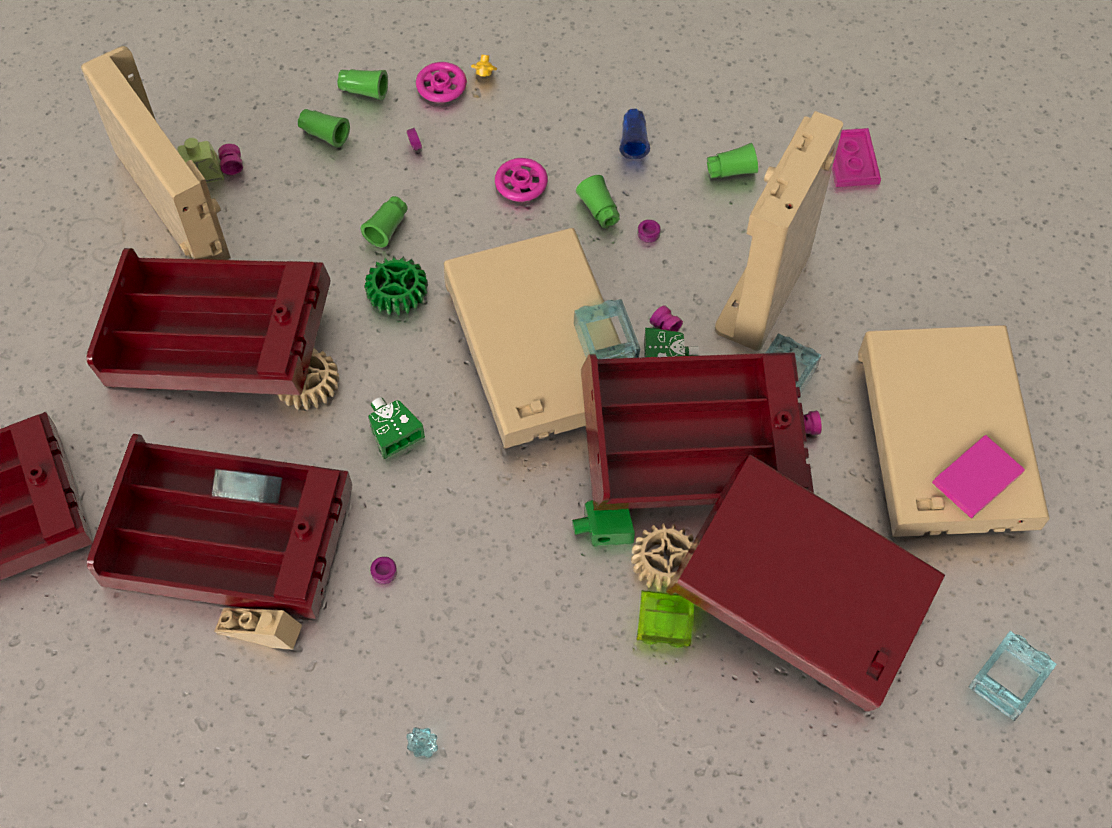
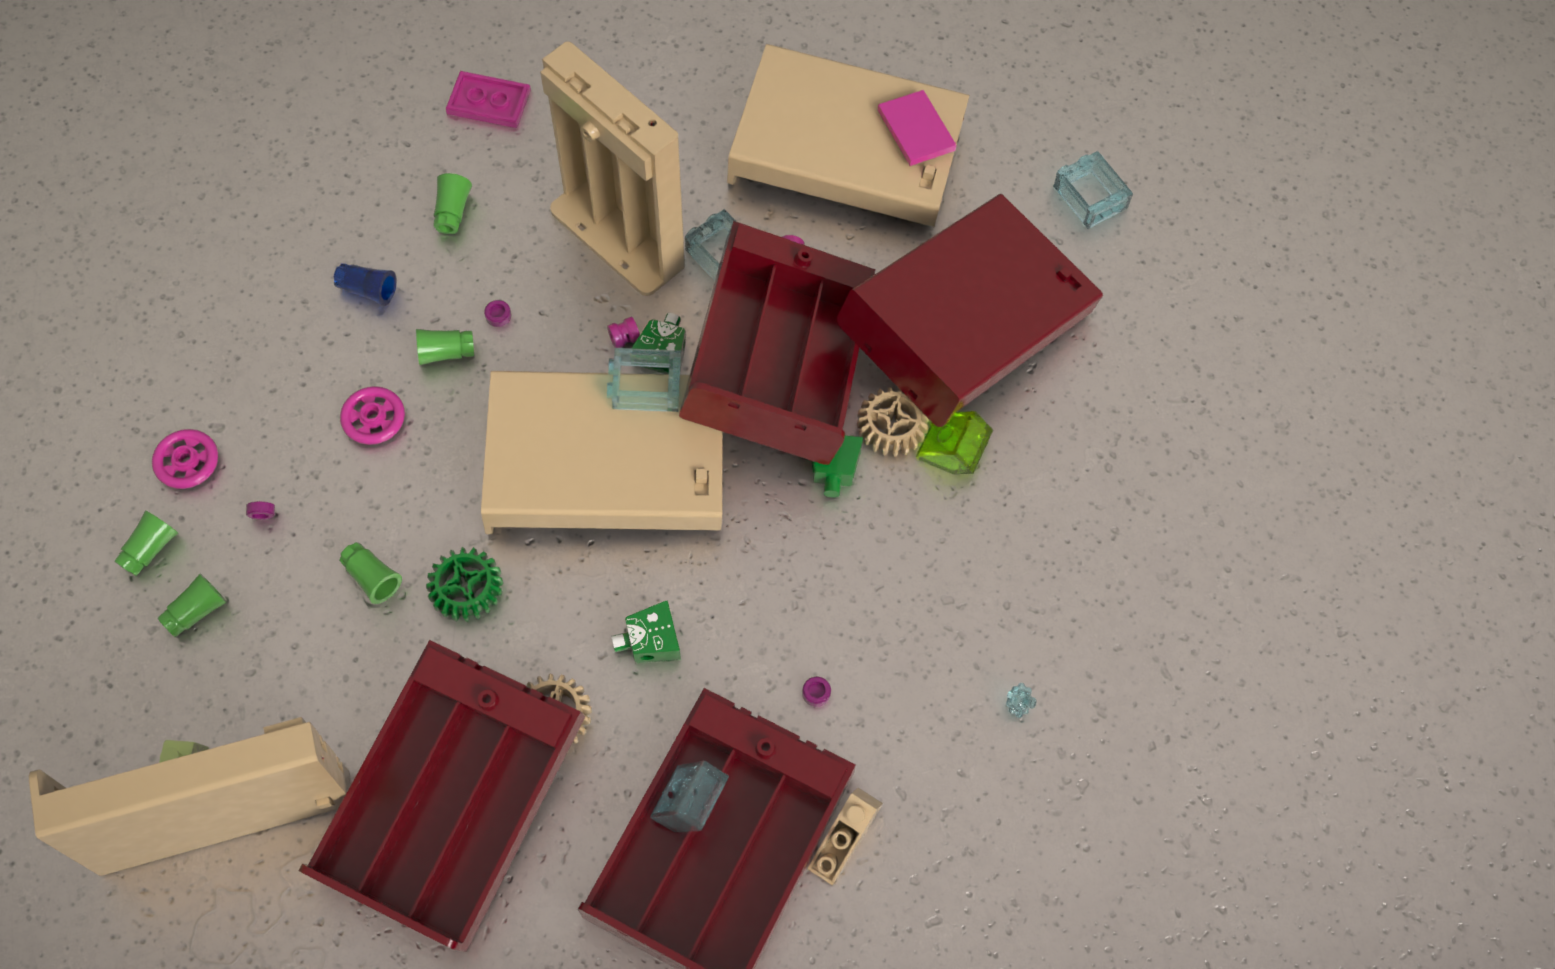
camera: 75 degrees left, 5 degrees up
(230, 159) = (188, 728): dark pink wheel -> none
(484, 67) = (188, 405): yellow plant -> none

